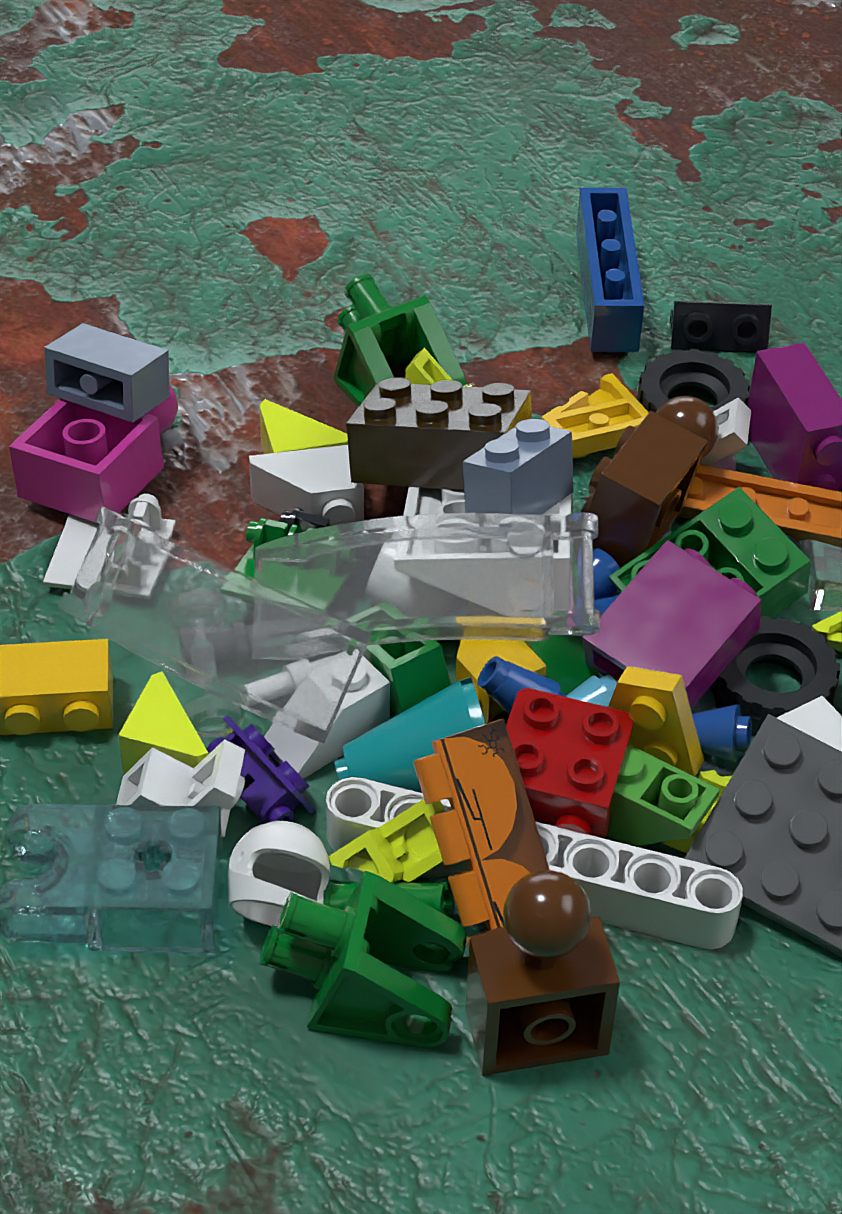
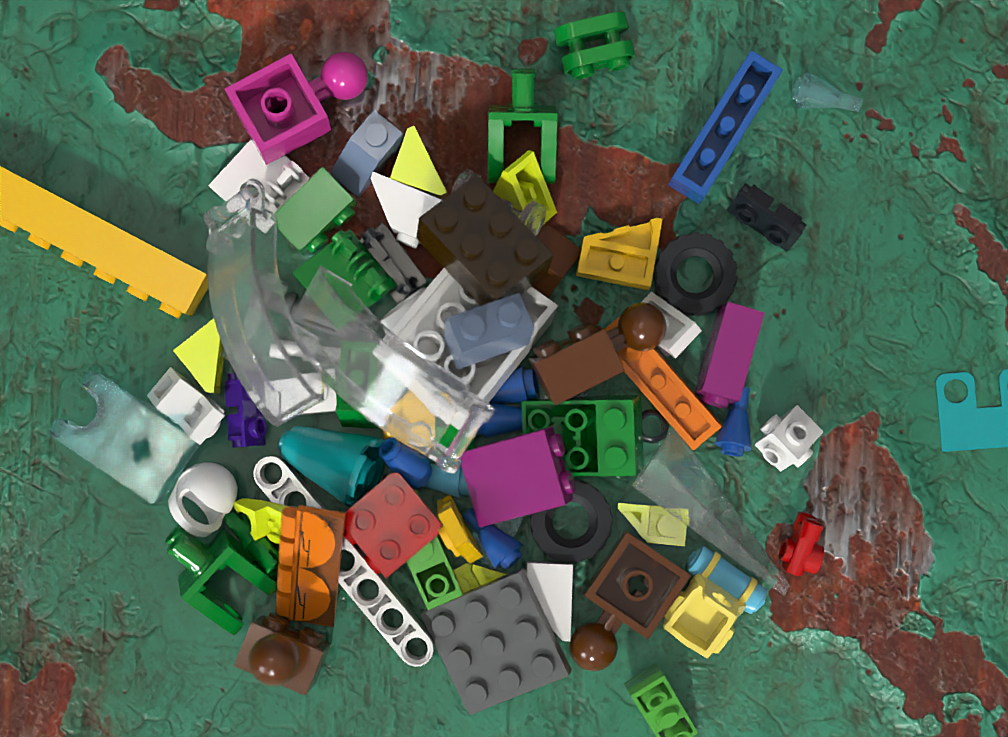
camera: 35 degrees right, 40 degrees up
(107, 372) = (313, 65): sand blue brick -> none
(209, 516) = (315, 212): none -> brick
(222, 469) = (366, 153): none -> sand blue slope
(412, 268) = (582, 61): none -> green brick
(669, 219) = (816, 93): none -> clear light blue cone

